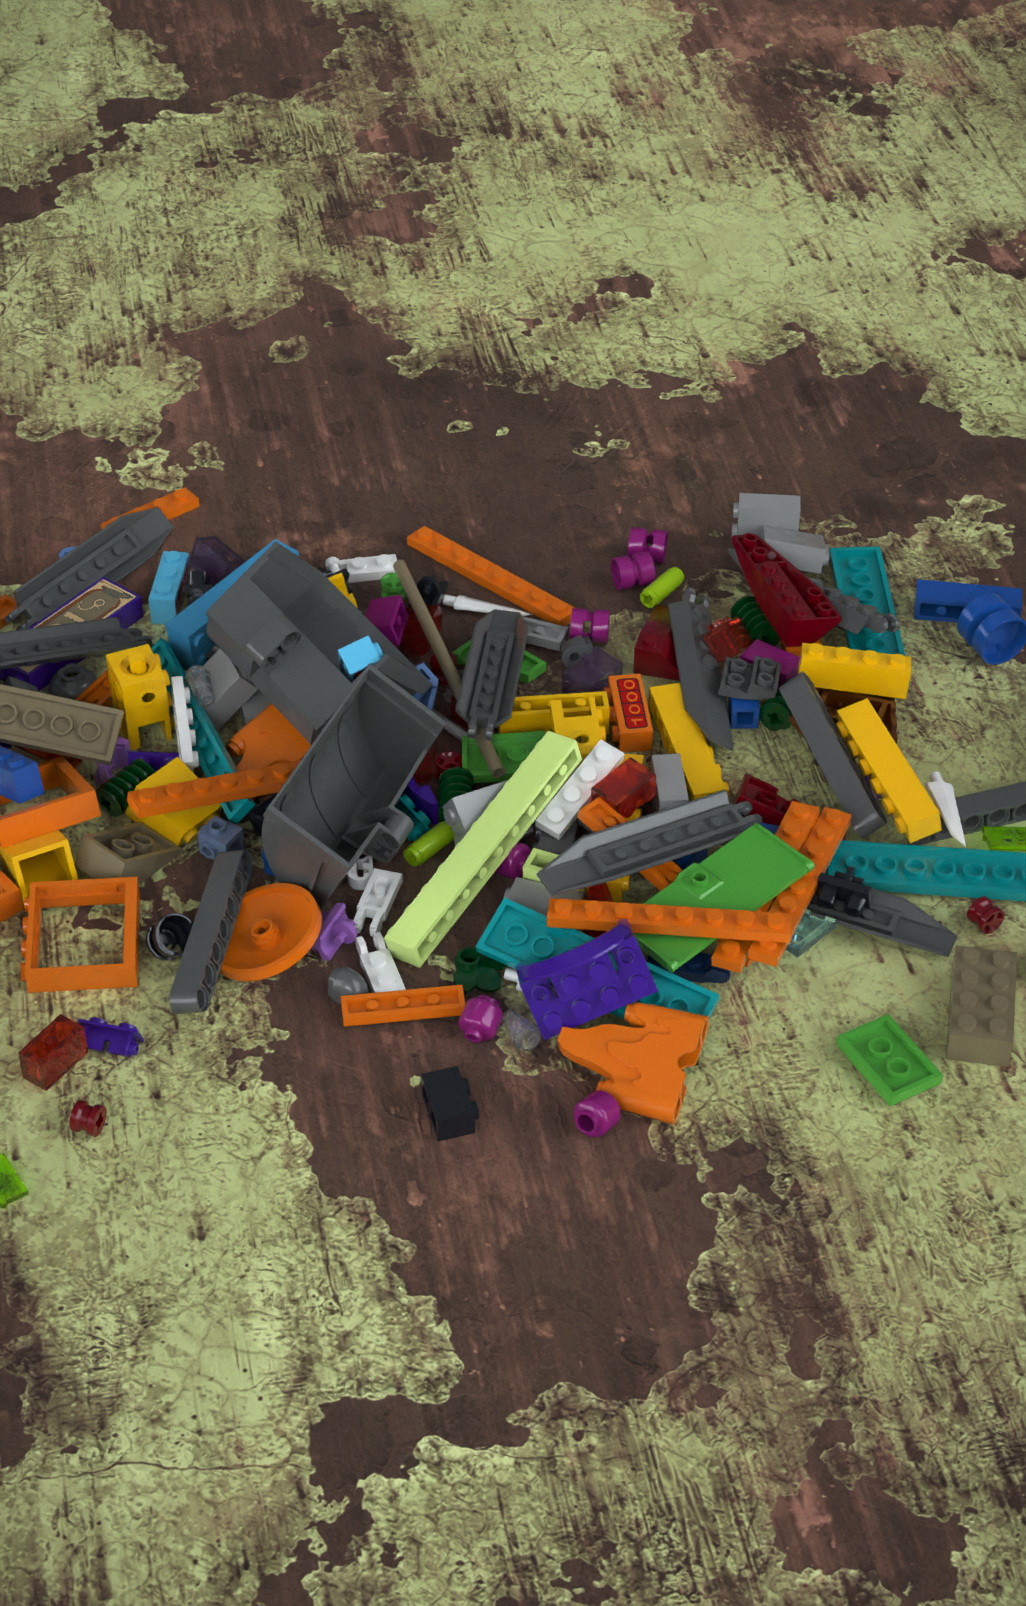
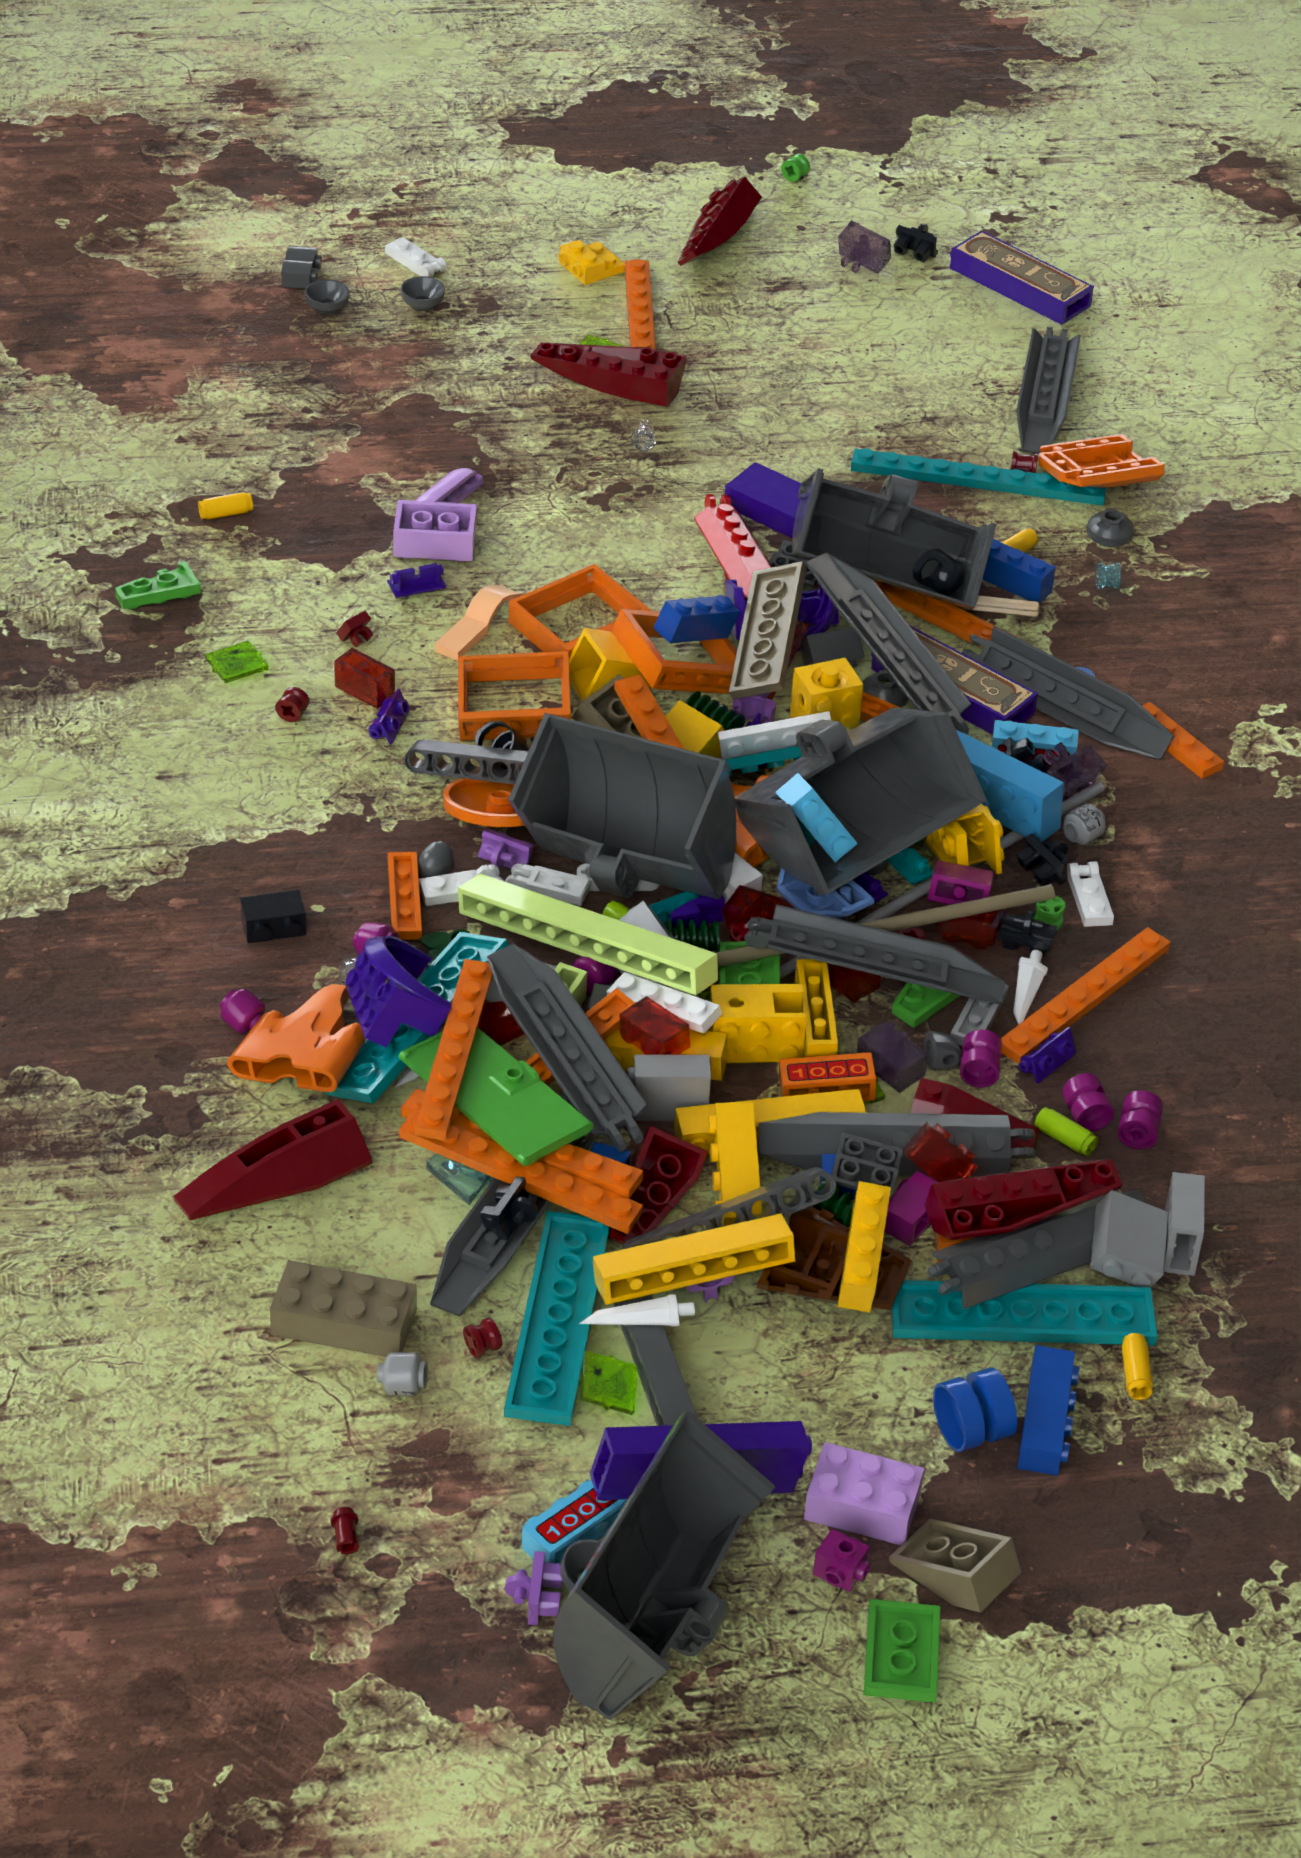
camera: 90 degrees right, 0 degrees up
(578, 596) = (1049, 1056): none -> dark purple hinge
(758, 755) = (734, 1154): none -> yellow brick
(808, 1067) = (280, 1163): none -> dark red wedge
(889, 1060) = (283, 1231): bright green plate -> none
(908, 560) = (1137, 1366): none -> yellow piece

